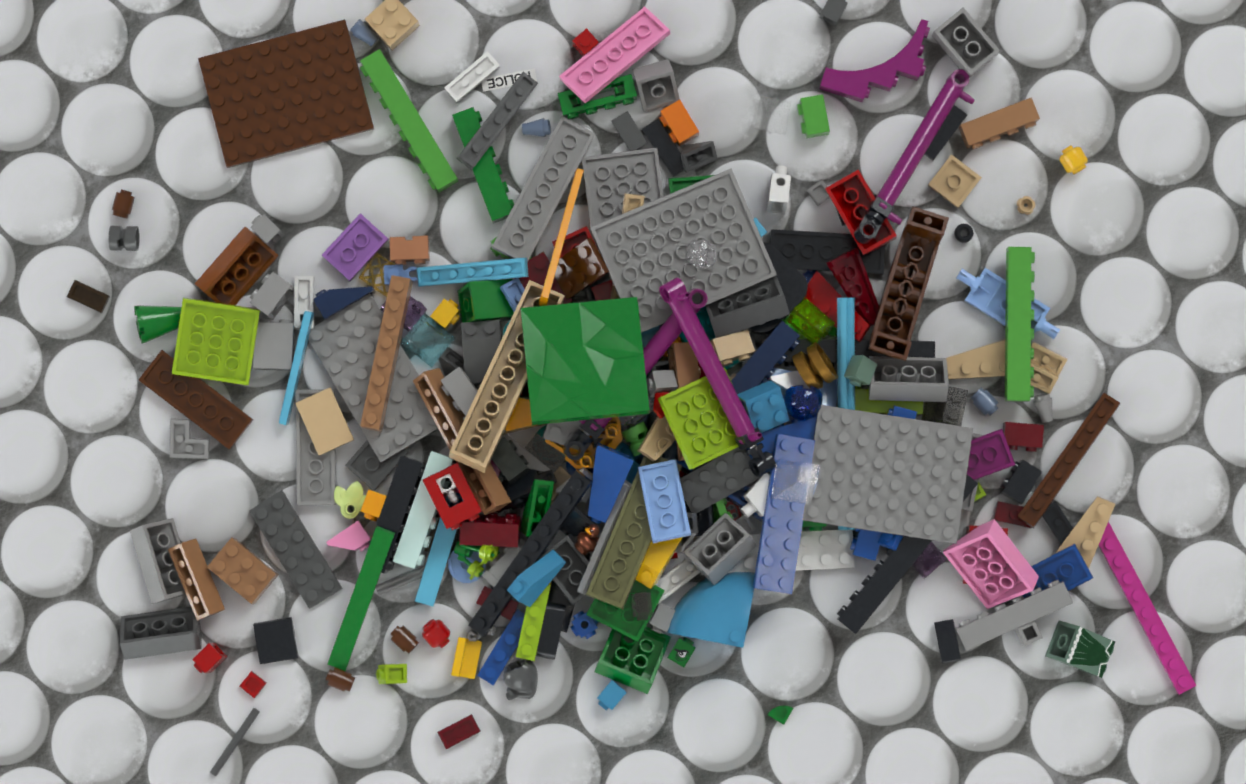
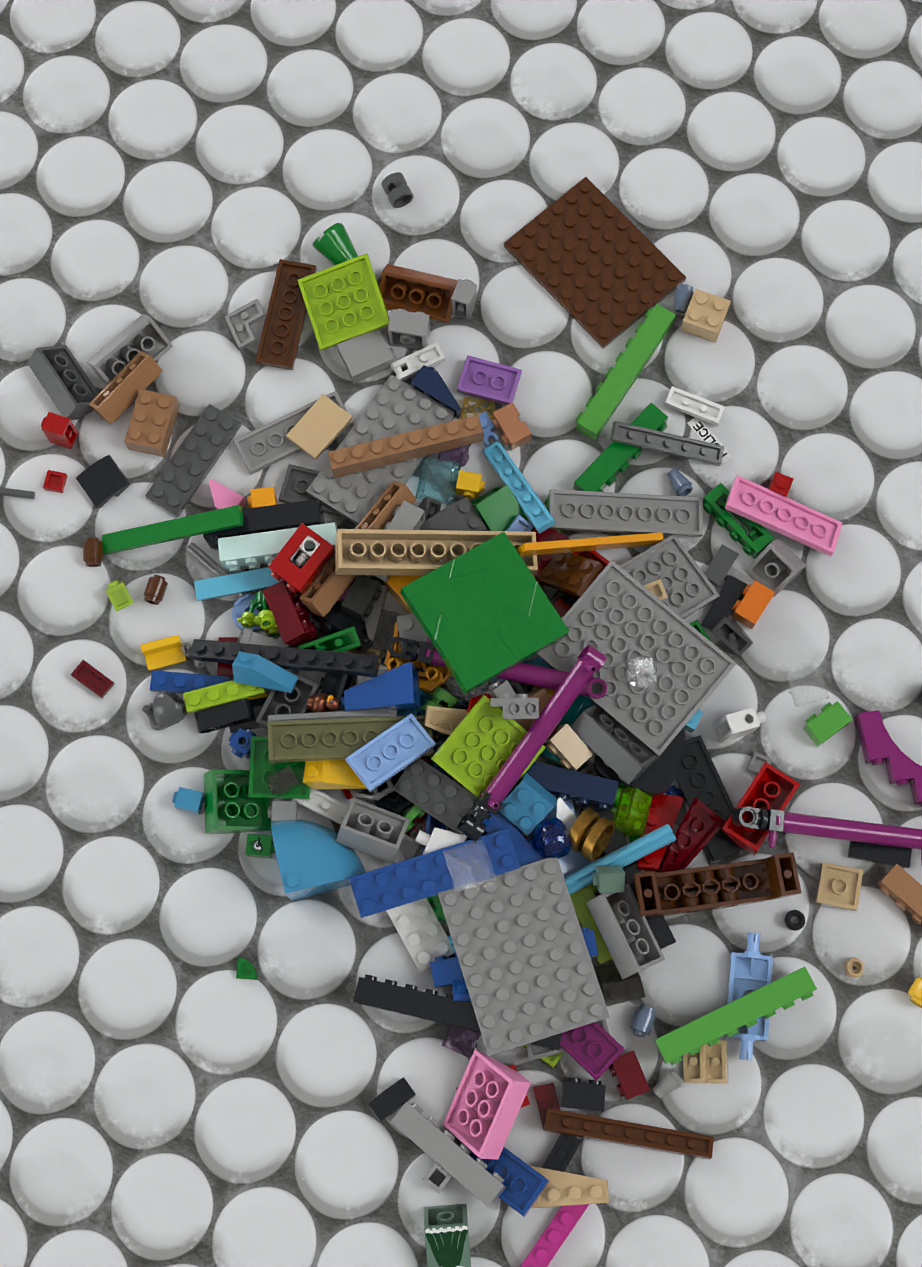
camera: 65 degrees right, 10 degrees down
(88, 296) = (333, 188): dark brown tile -> none
(123, 204) = (427, 176): reddish brown brick -> none
(296, 367) = (356, 380): medium azure tile -> none
(352, 496) = (260, 480): yellowish green plate -> none
(436, 633) = (173, 615): red head -> none
(683, 374) = (518, 707): none -> light grey bracket
(978, 363) = (676, 995): tan wing -> none

